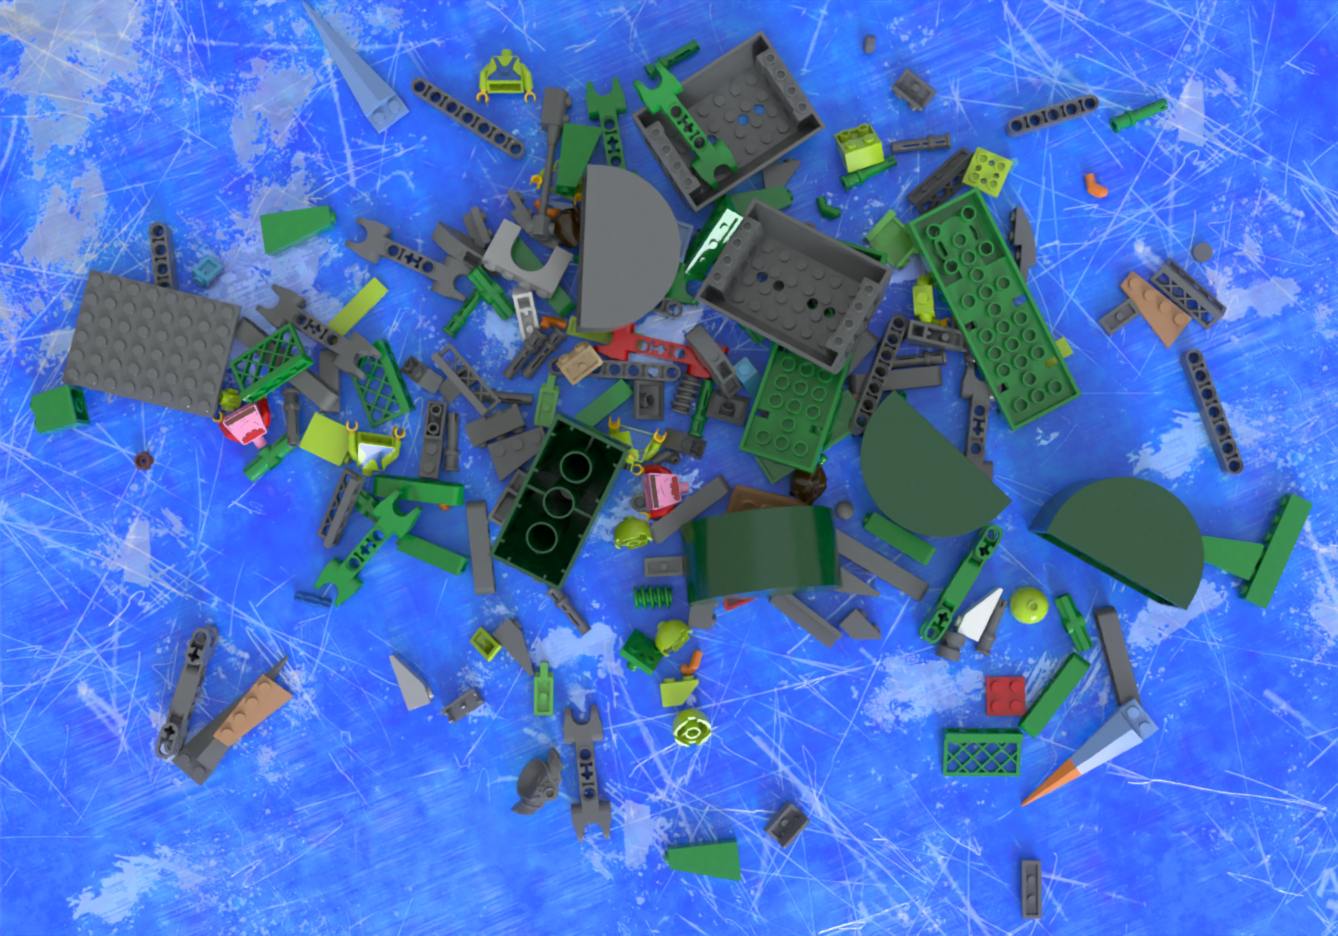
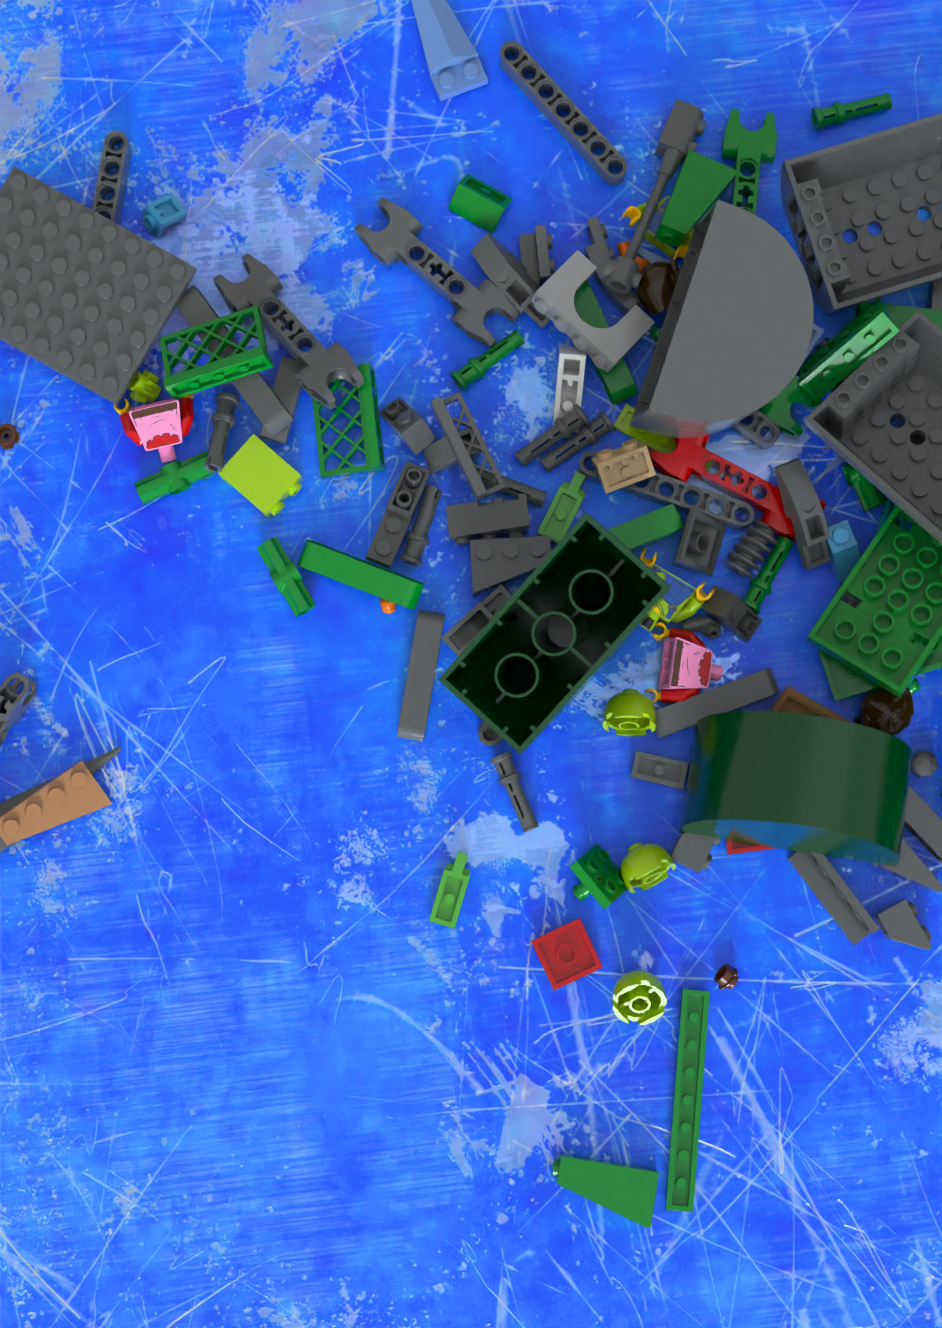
camera: 15 degrees right, 5 degrees down
(293, 227) = (296, 188): green slope -> none
(313, 600) = (175, 682): blue axle -> none
(344, 507) = (255, 570): dark grey fence -> none
(346, 573) = (312, 605): green piece -> none
(358, 307) = (349, 314): lime tile -> none
(373, 450) = (315, 505): lime torso -> none
(413, 687) = (277, 839): light grey slope -> none
(427, 200) = (479, 203): none -> green panel
(433, 553) = (355, 664): green slope -> none
(463, 705) = (337, 881): dark grey hinge -> none
(485, 643) = (391, 806): lime slope -> none
(491, 292) = (530, 343): green piece -> none
(505, 75) = (627, 70): lime torso -> none
(514, 641) = (429, 811): dark grey slope -> none
(538, 783) = (411, 1014): dark grey piece -> none
(546, 321) = (594, 402): orange arm -> none
(591, 808) = (471, 1070): dark grey piece -> none
(634, 710) = (566, 954): none -> red plate
(638, 502) = (649, 675): dark grey tile -> none
(652, 597) = (634, 806): green piece -> none
(664, 98) = (835, 150): green piece -> none
(677, 691) = (632, 944): lime slope -> none
(693, 665) = (665, 913): orange arm -> none
(727, 410) = (802, 586): dark grey slope -> none
(744, 786) = (687, 1100): none -> green plate
(748, 695) = (726, 977): none -> reddish brown plate
(787, 824) = (732, 1169): dark grey bracket -> none

